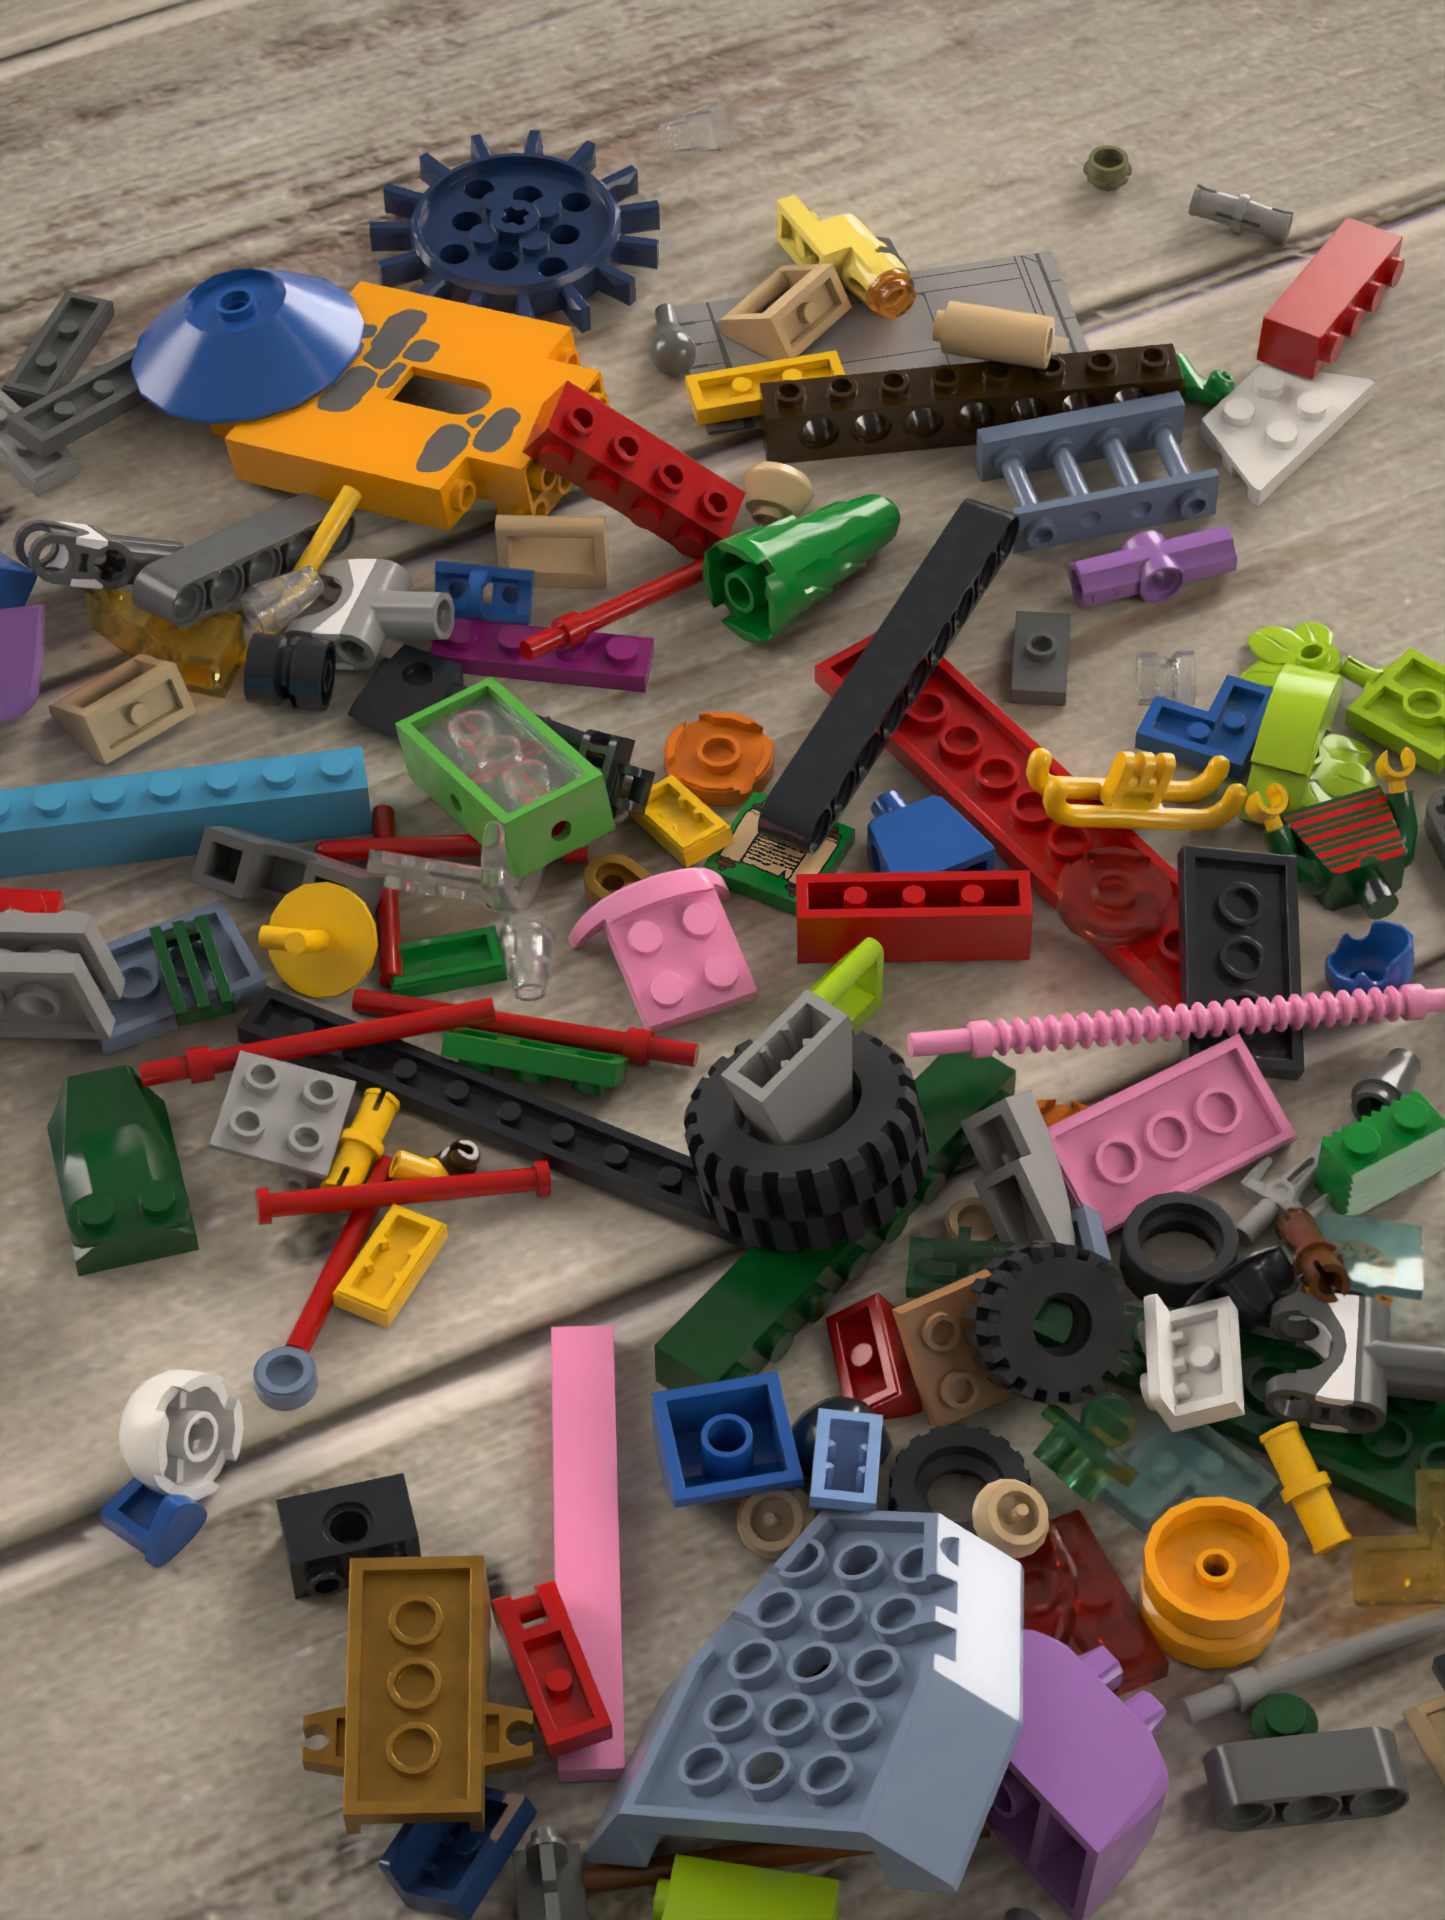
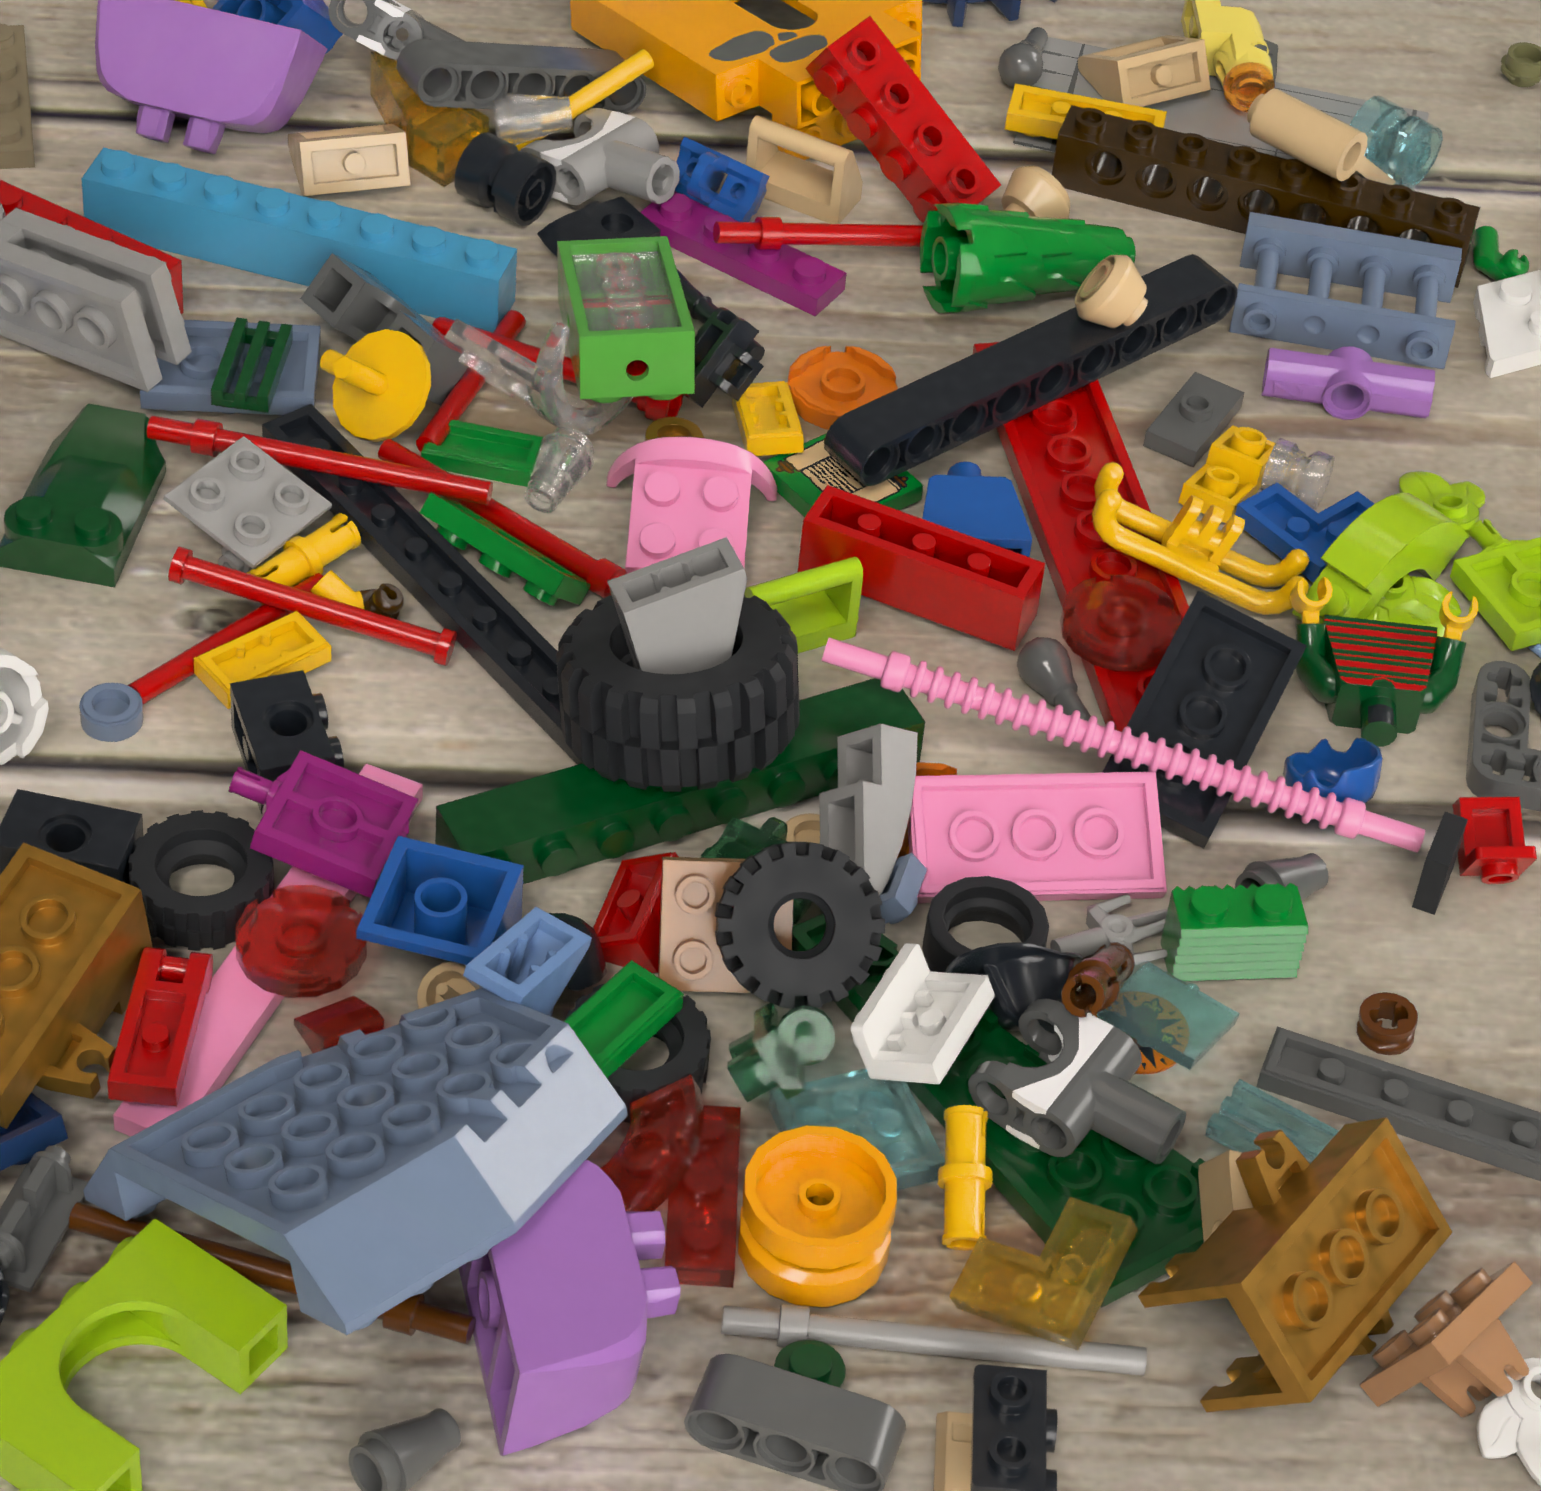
camera: 20 degrees right, 5 degrees down
(477, 1368) = (278, 719): none -> black brick
(482, 1463) = (190, 841): none -> black tyre
(574, 1403) = (327, 820): none -> magenta plate
(613, 1528) = (300, 941): none -> clear red tile
(694, 1594) = (325, 1025): none -> clear red slope
(933, 574) = (1112, 293): none -> tan cone
(942, 1470) = (624, 1015): none -> green tile
(1011, 1517) = (654, 1074): tan hat -> none
(1060, 296) = (1398, 143): none -> clear light blue wheel
(1073, 968) = (1048, 670): none -> dark grey piece
(1105, 701) = (1231, 470): none -> yellow slope

